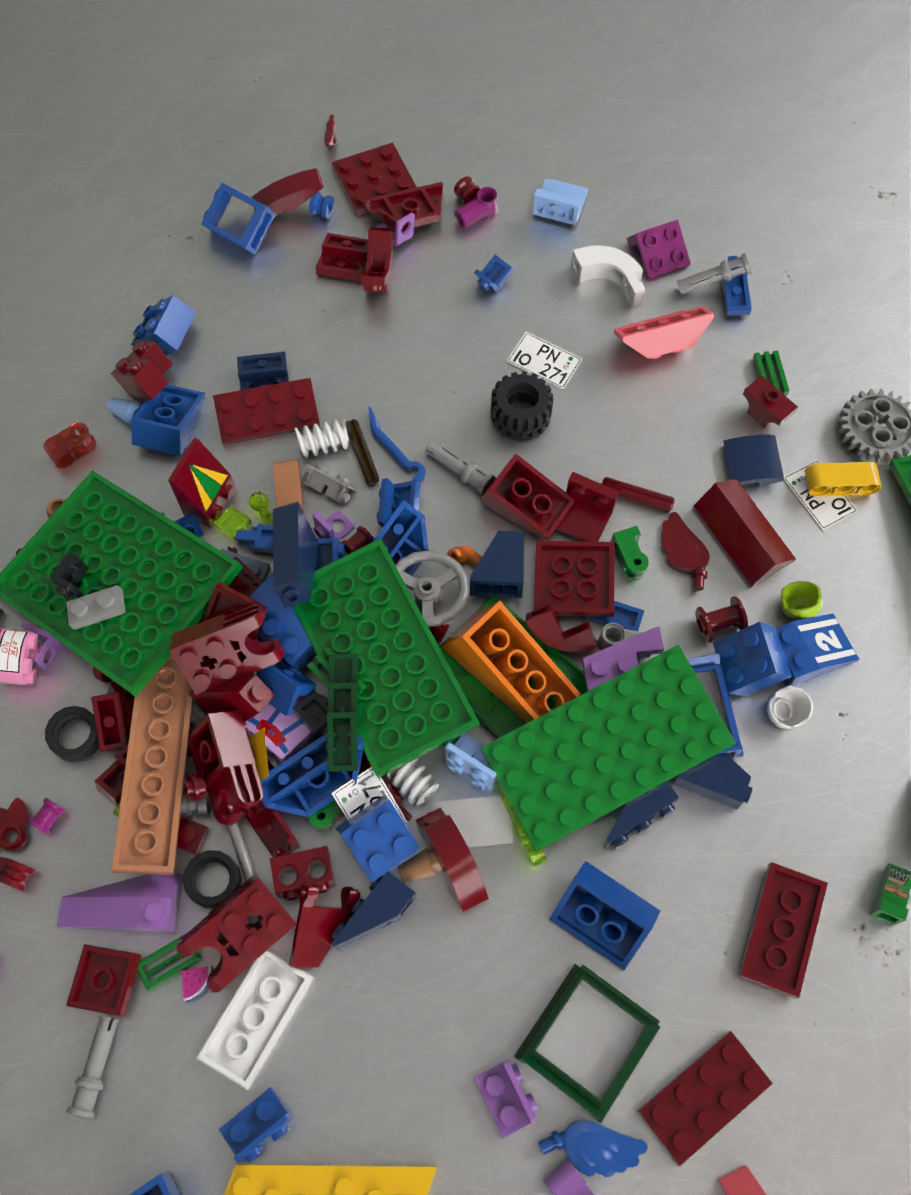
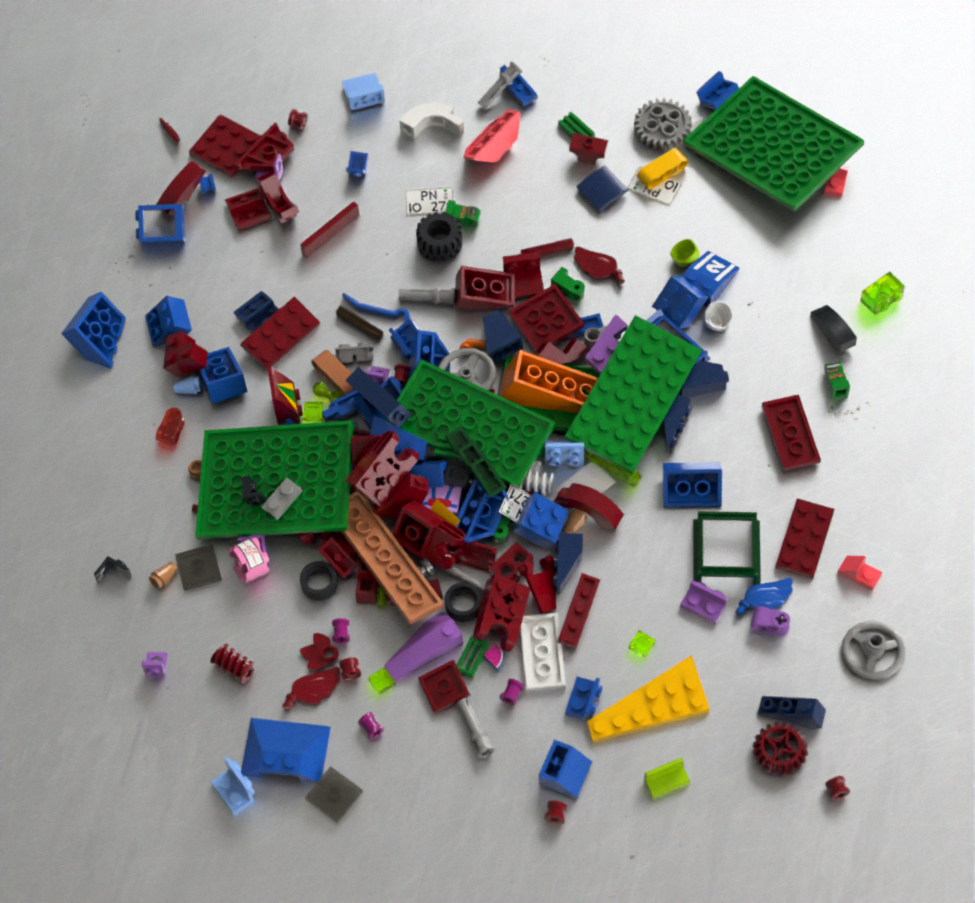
camera: 30 degrees left, 5 degrees down
(43, 916) = (381, 681): none -> clear neon green tile
(84, 292) = (96, 330): none -> blue wedge
(175, 1050) = (511, 691): none -> magenta bush
(194, 786) = (418, 556): dark red plate -> none
(322, 438) = (329, 328): white piece -> none
(339, 993) = (578, 610): none -> dark red tile
(386, 1099) = (642, 644): none -> clear neon green plate
(409, 327) = (330, 229): none -> dark red tile
(480, 207) = (313, 127): magenta piece -> none
(567, 396) = (466, 216): none -> green leg
(661, 248) = (452, 86): magenta bracket -> none
(721, 619) = (647, 291): dark red hose -> none
(743, 531) = (625, 234): dark red slope -> none

